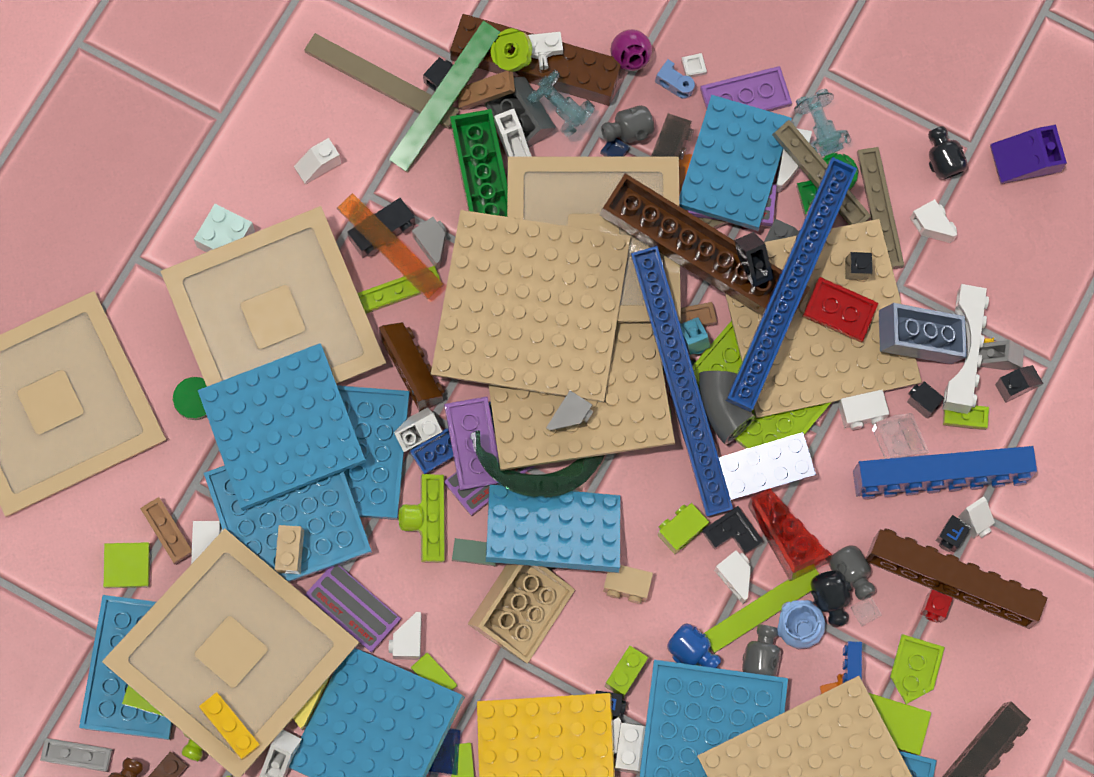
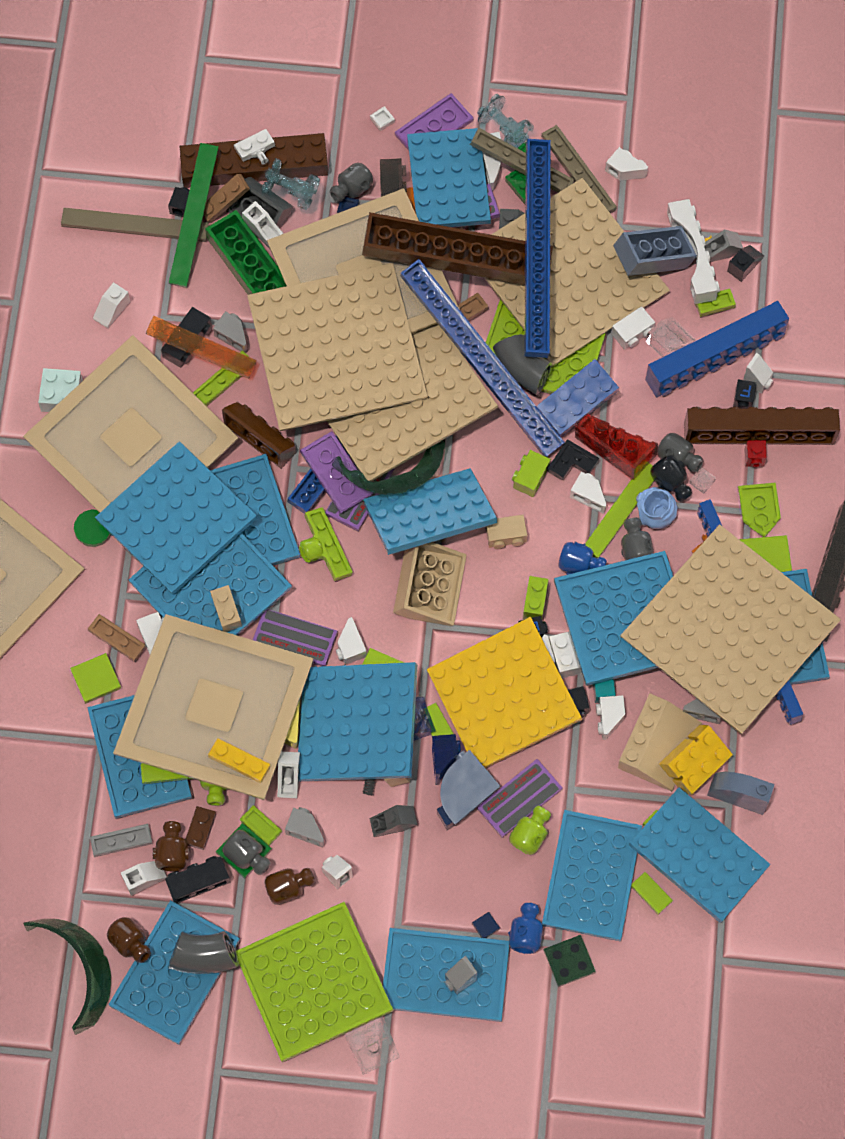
camera: 20 degrees left, 5 degrees down
(417, 429) = (287, 478): white slope -> none
(470, 552) = (372, 558): sand green tile -> none
(522, 53) = (243, 159): lime plate -> none
(571, 412) = (406, 414): light grey slope -> none
(633, 48) = (328, 123): magenta brick -> none
(674, 81) = (372, 136): medium blue leg -> none
(695, 336) = (479, 320): medium azure slope -> none
(754, 258) = (499, 238): black slope -> none
(840, 309) = (582, 257): red tile -> none
(858, 266) = (582, 217): black brick -> none
(924, 399) = (677, 302): black brick -> none
(946, 156) = (613, 111): black piece -> none
(1029, 154) = (677, 86): dark purple slope -> none

